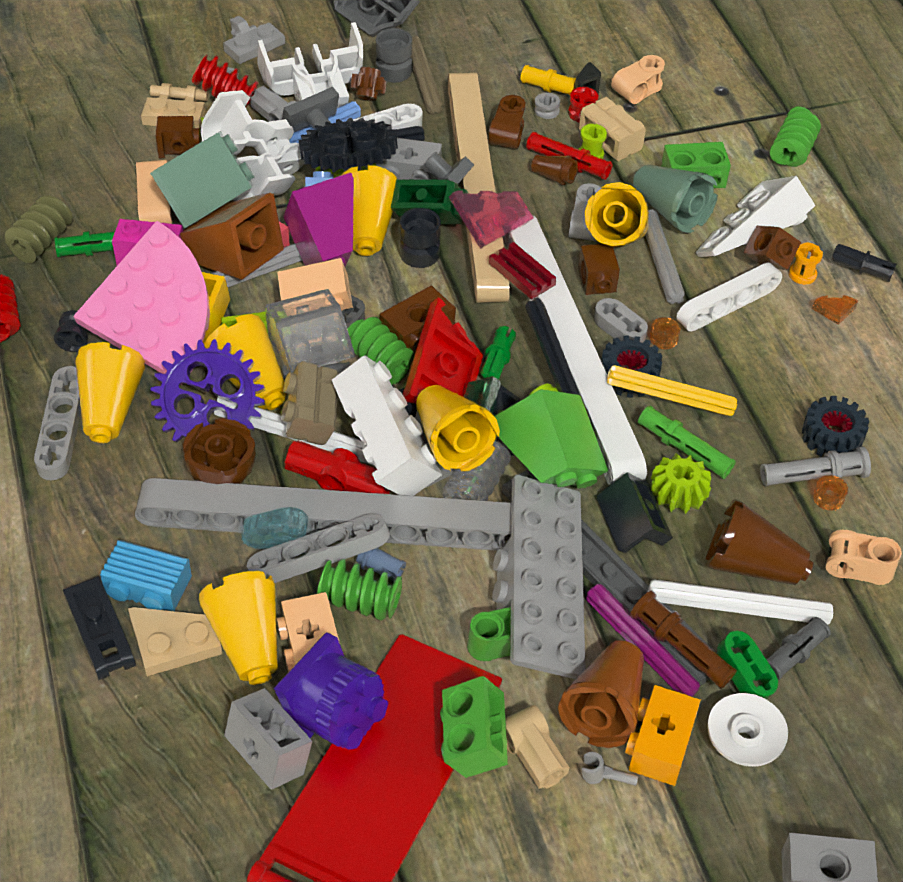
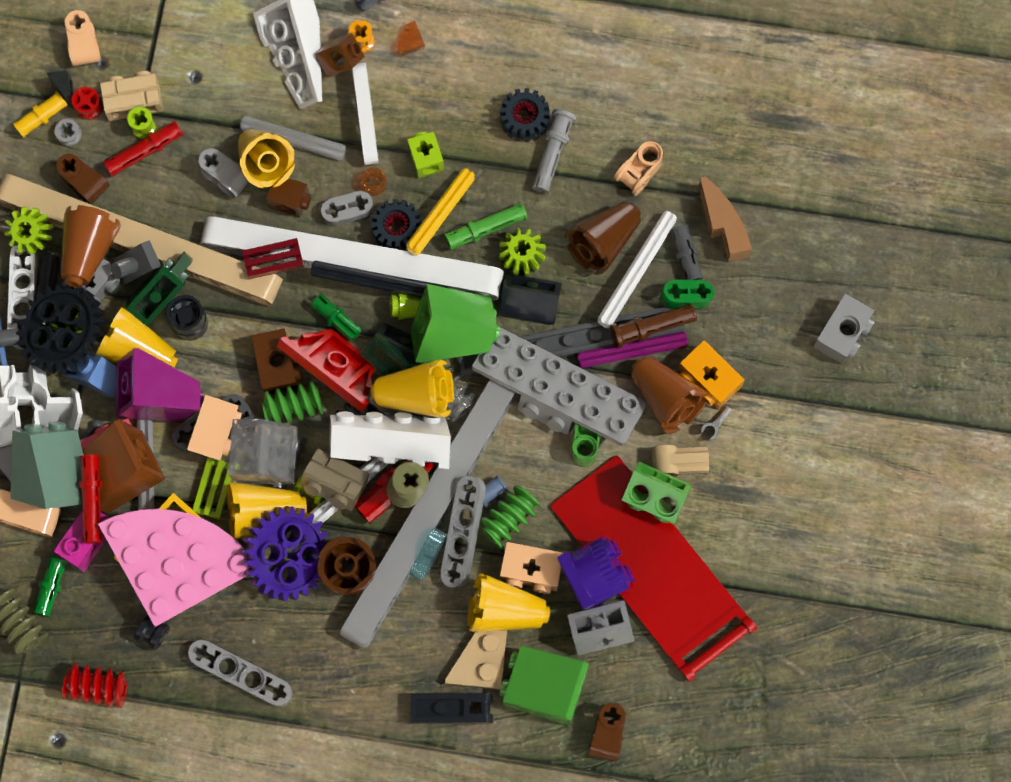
camera: 60 degrees left, 25 degrees up
(106, 387) = (237, 628): yellow cone -> none
(133, 808) = (607, 738): none -> reddish brown piece
(145, 576) = (424, 660): dark azure brick -> none
(165, 712) = (544, 684): none -> bright green slope
(195, 210) = (91, 507): none -> red pin
(336, 454) = (404, 474): none -> olive piece
(431, 97) = (19, 230): none -> lime gear
(439, 122) = (85, 243): none -> dark orange cone
(491, 214) = (208, 253): clear pink wing -> none
(557, 168) = (154, 167): reddish brown cone -> none
(677, 194) = (239, 93): sand green cone -> none
(699, 157) = (205, 55): bright green brick -> none
(729, 354) = (426, 164): none -> lime brick
(752, 716) = (734, 308): white dish -> none
(833, 484) = (576, 145): clear orange bush -> none
(861, 670) = (724, 221): none -> medium nougat slope

